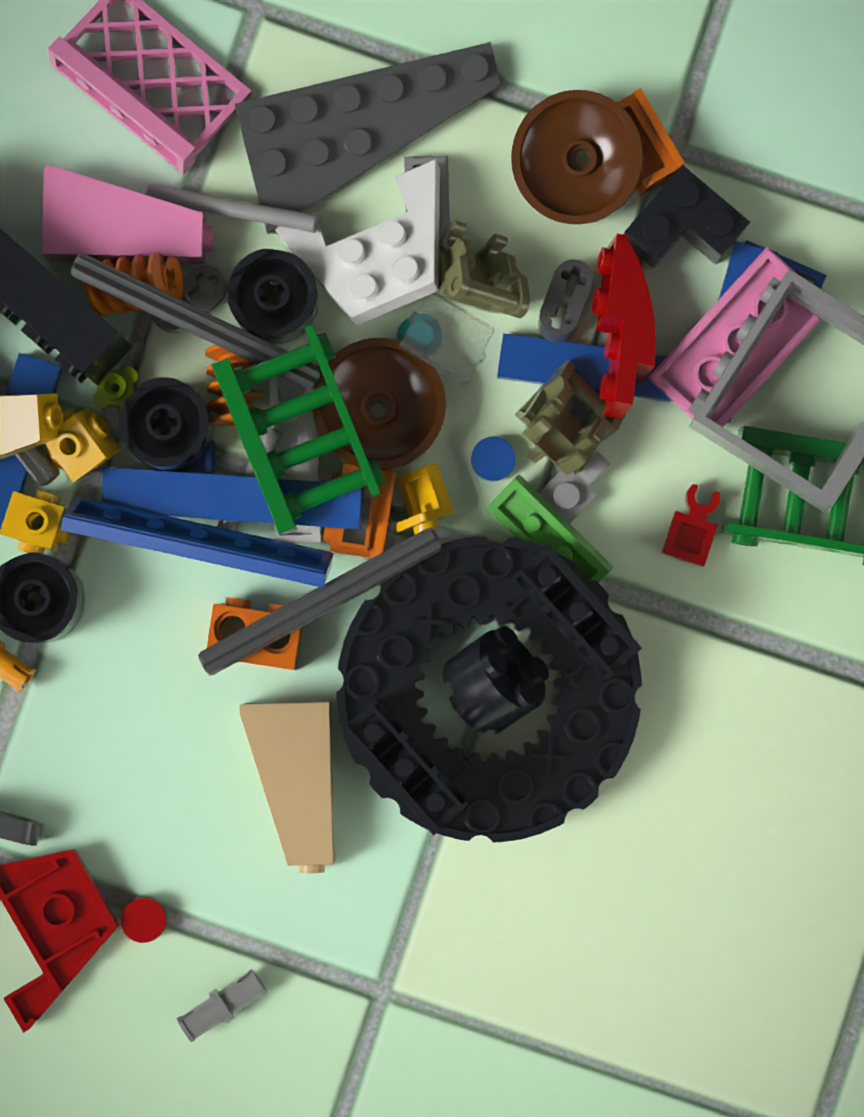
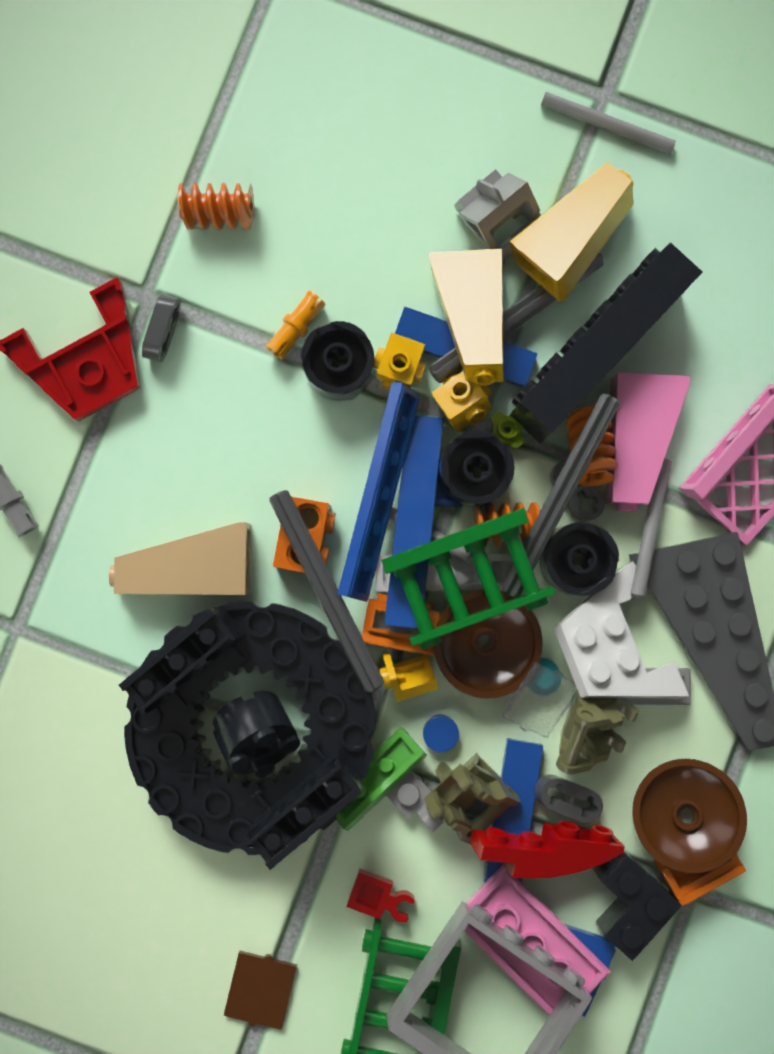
camera: 90 degrees right, 0 degrees up
(143, 919) = (81, 440): red tile -> none
(812, 669) = (260, 990): none -> reddish brown piece

